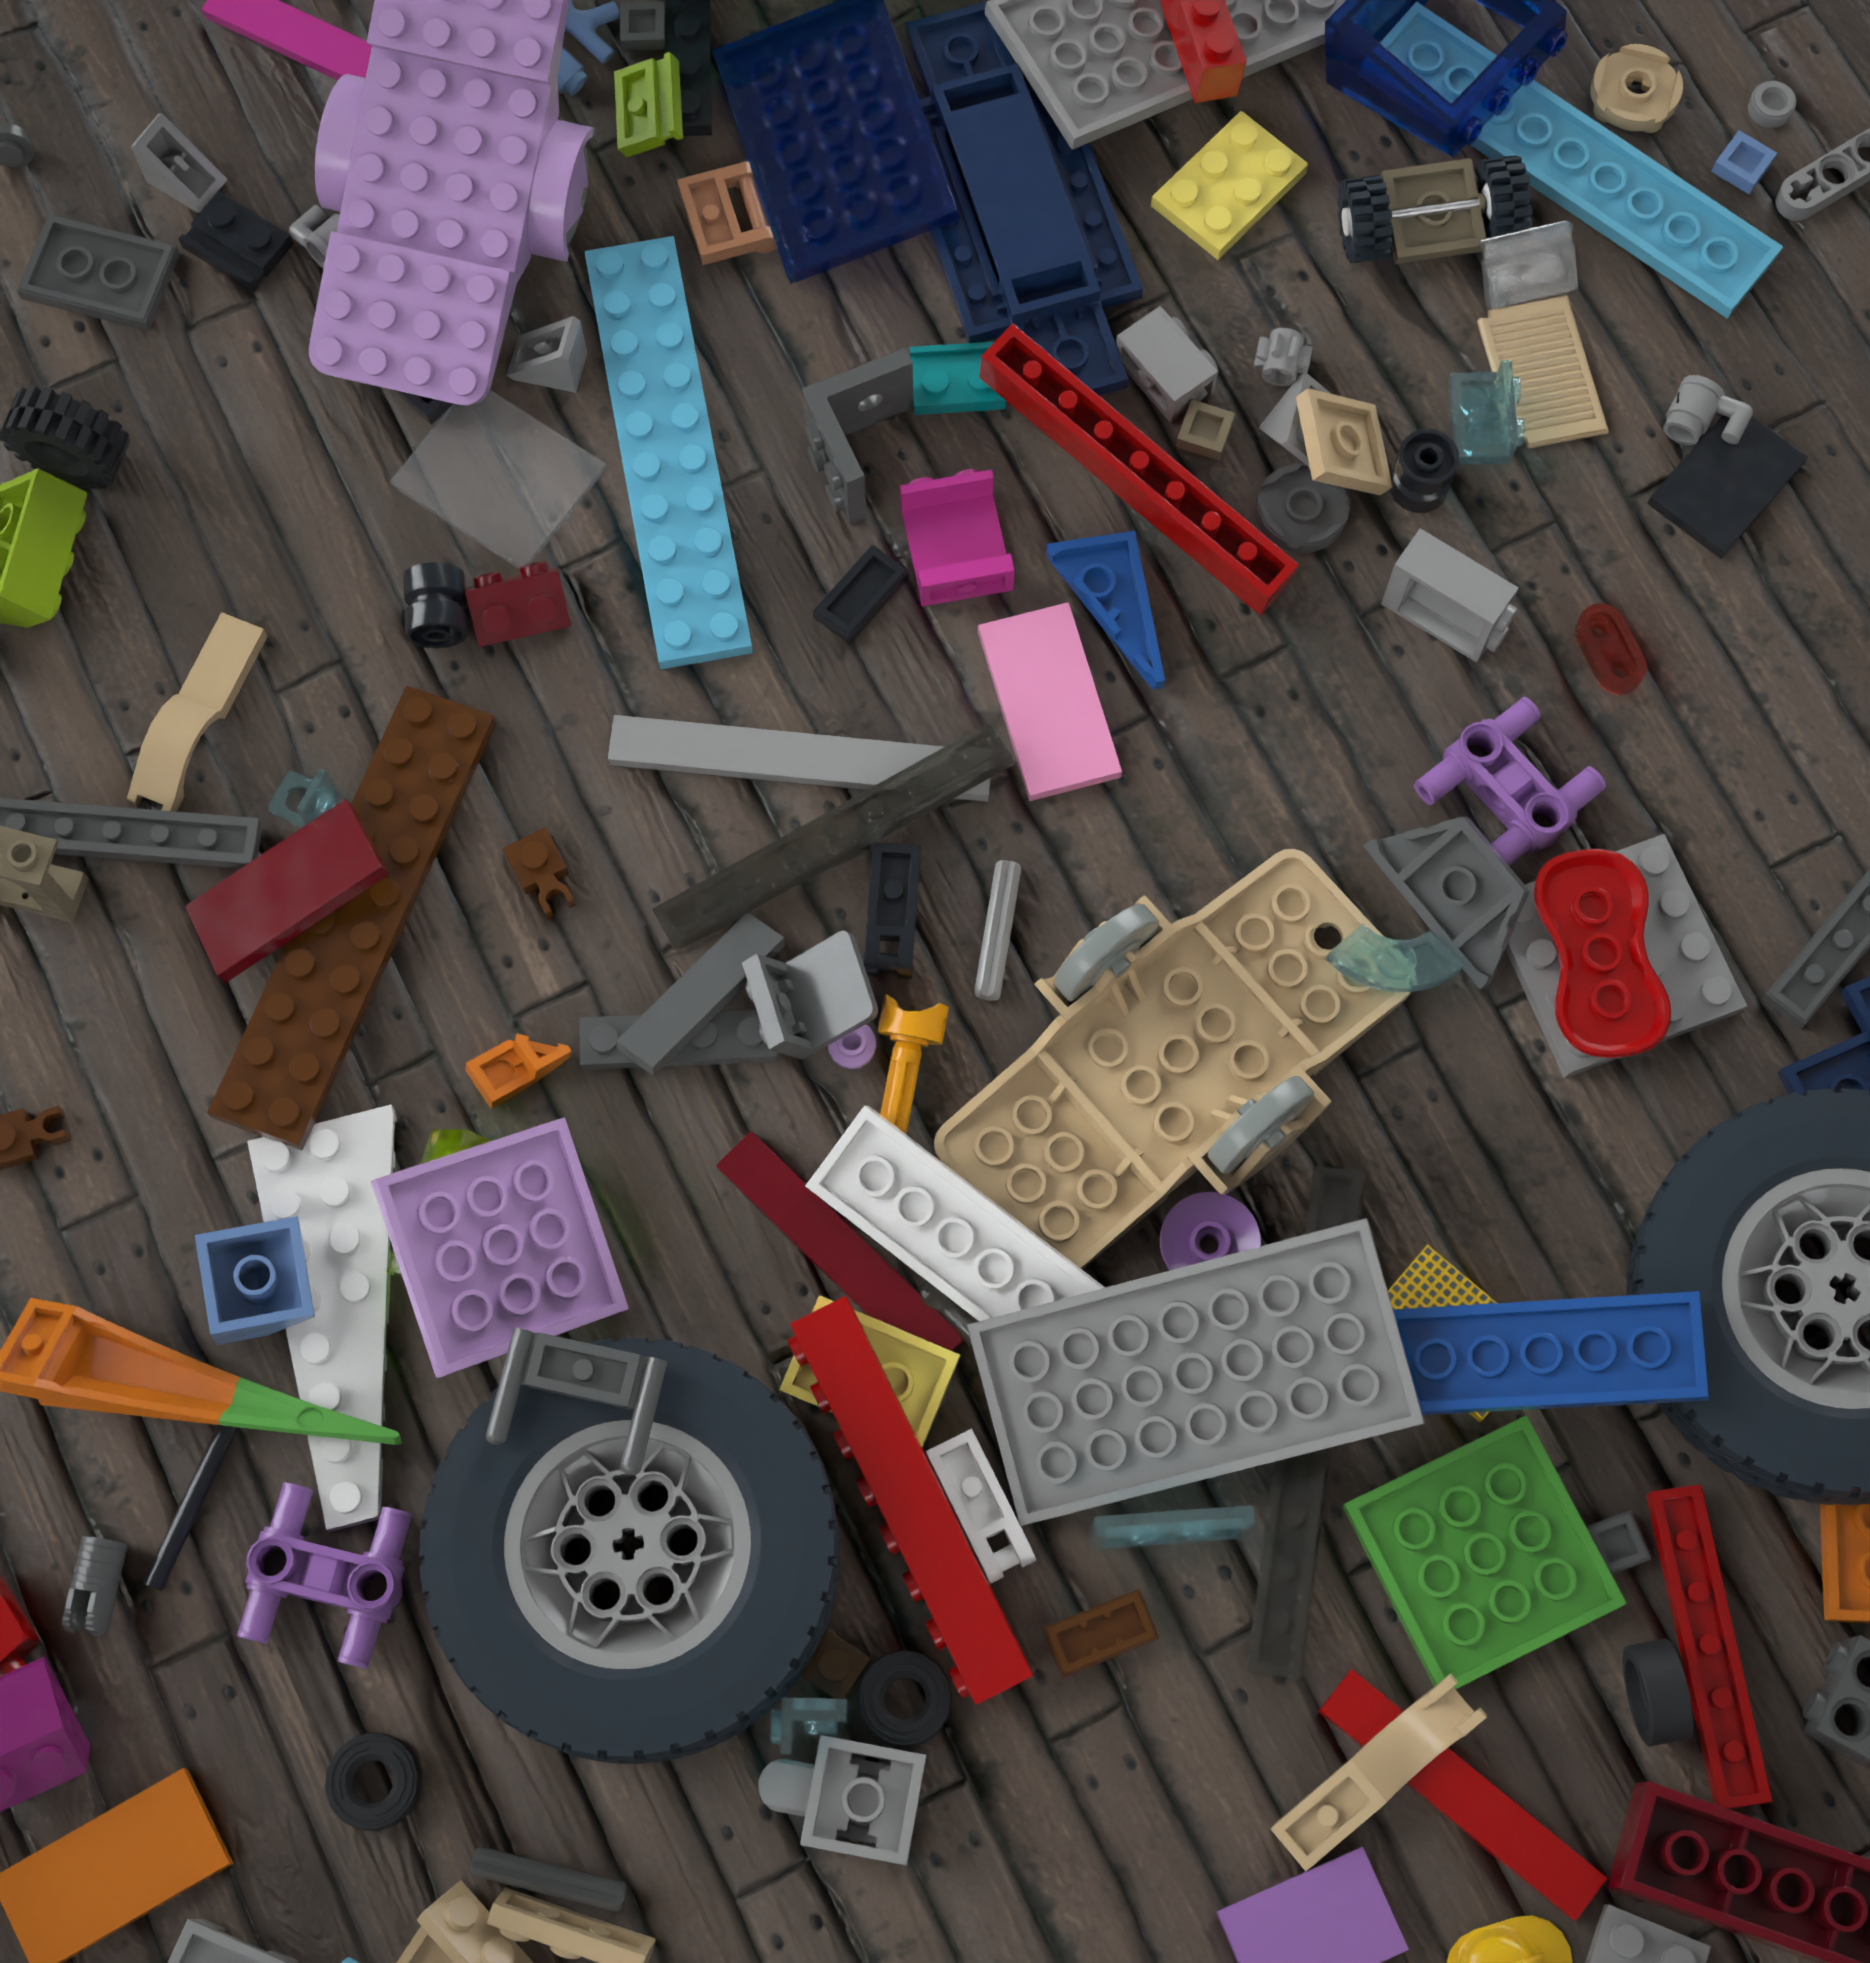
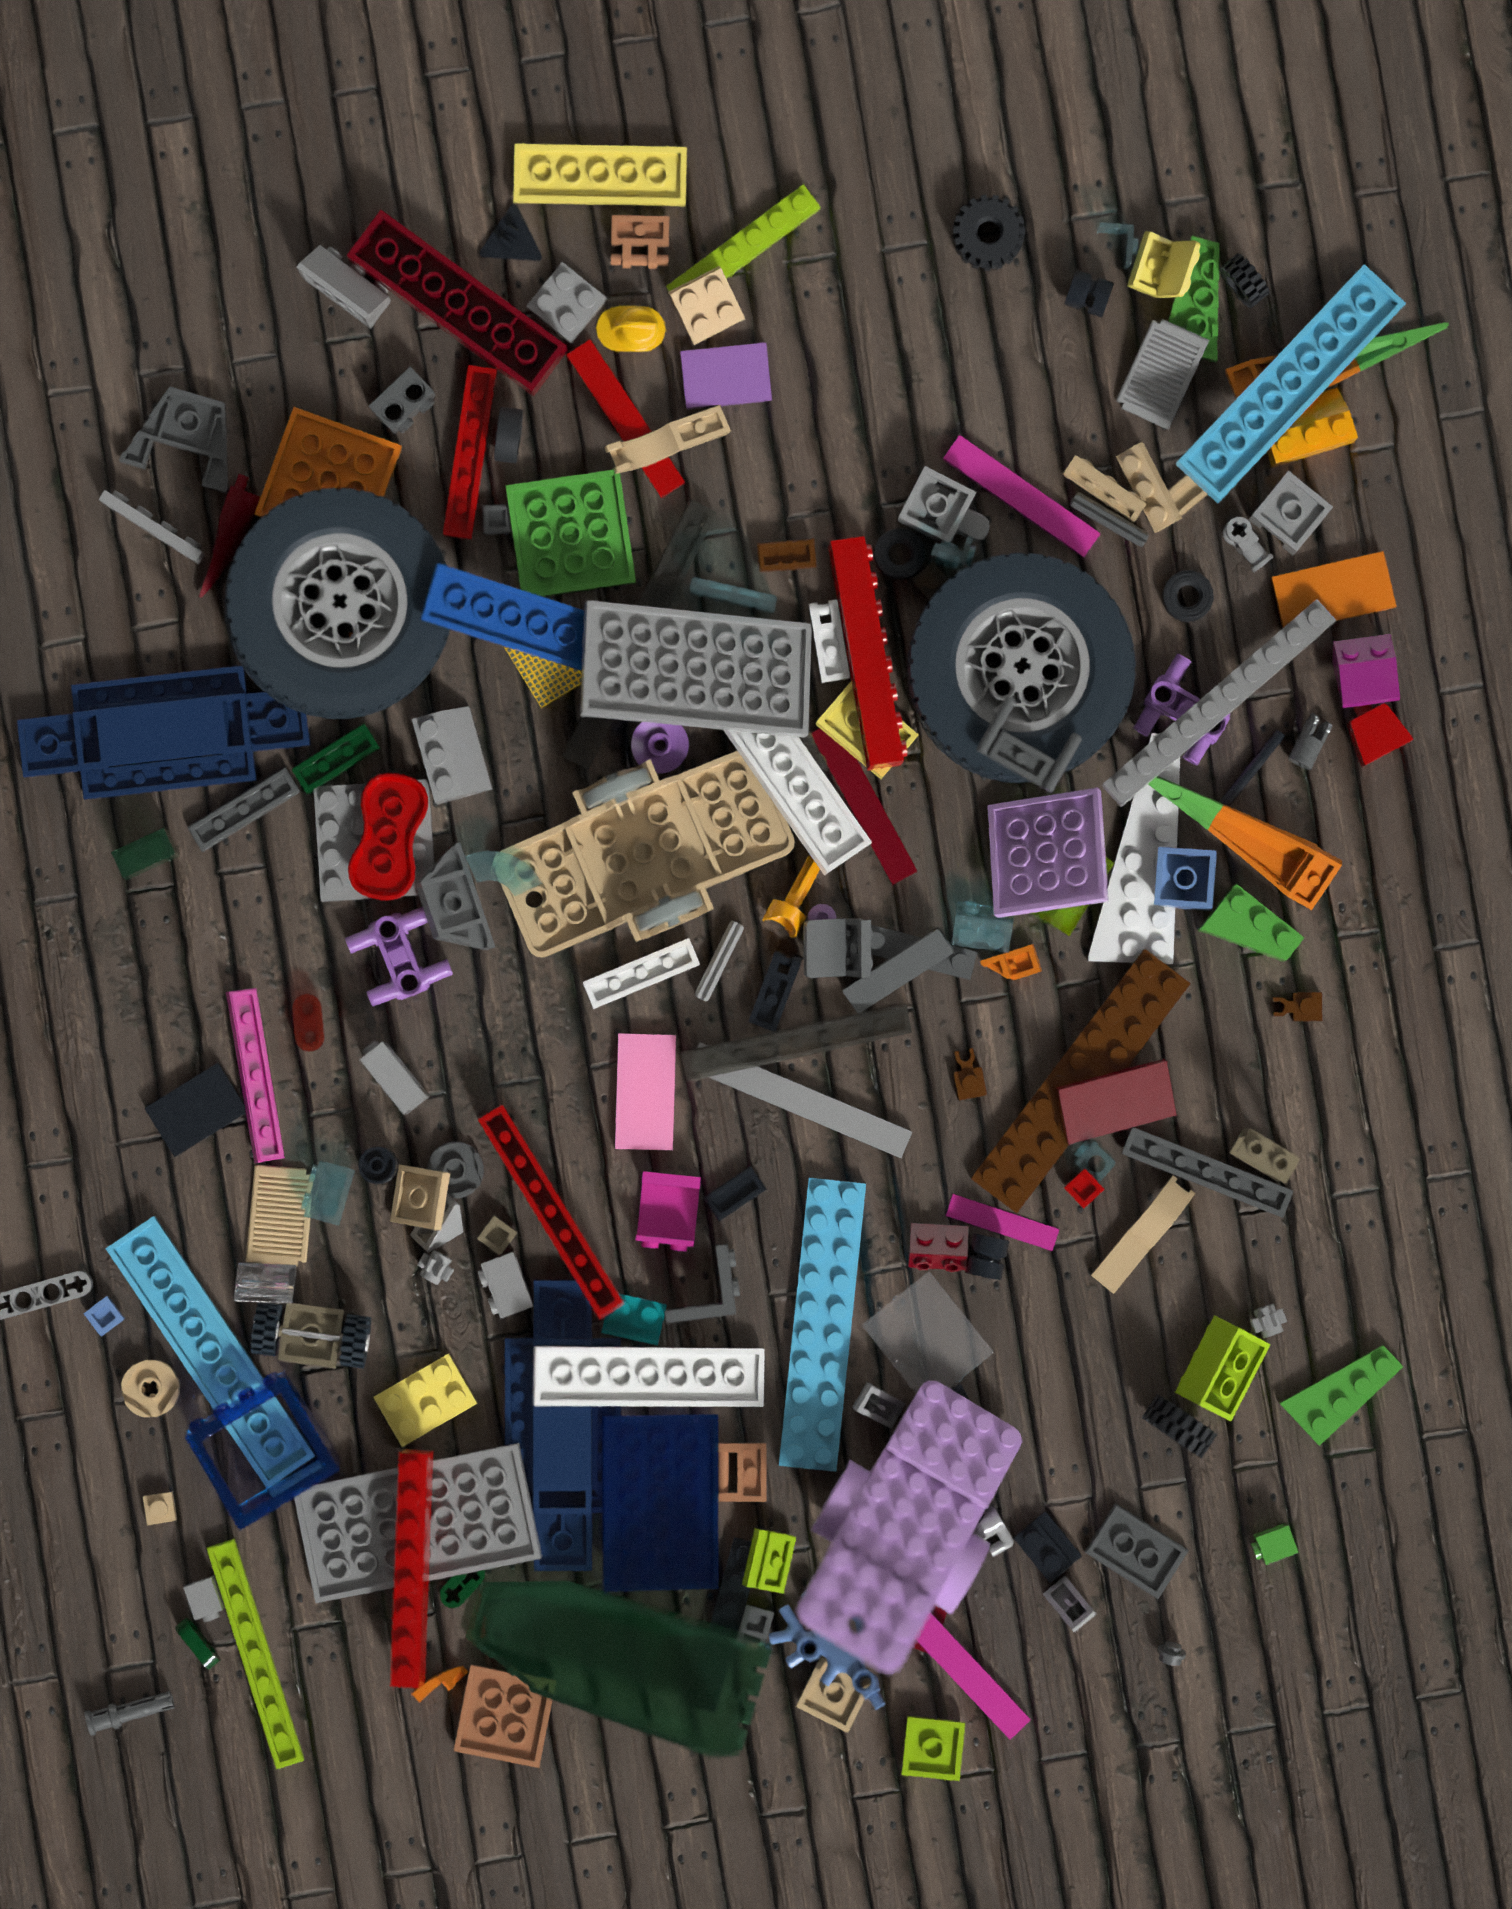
camera: 165 degrees left, 15 degrees up
(127, 1236) = (1251, 925): none -> bright green wedge
(263, 1601) = (1218, 703): none -> light grey plate
(287, 1910) = (1247, 544): none -> light grey connector
(307, 751) = (1084, 1188): none -> red plate
(427, 672) = (1002, 1222): none -> dark pink sticker
(592, 1102) = (980, 929): none -> clear light blue bracket
(719, 1873) = (1021, 496): none -> dark pink tile
(908, 285) = (648, 1376): none -> white plate
(1112, 586) = (586, 1152): blue wing -> none
(1116, 872) = (641, 973): none -> white plate
(1546, 1122) = (451, 754): none -> light grey slope
(1662, 552) = (255, 1075): none -> dark pink tile
(1695, 408) = (200, 1158): light grey piece -> none
(1728, 1061) = (336, 759): none -> dark green plate
(1771, 104) = (68, 1354): light grey tile -> none

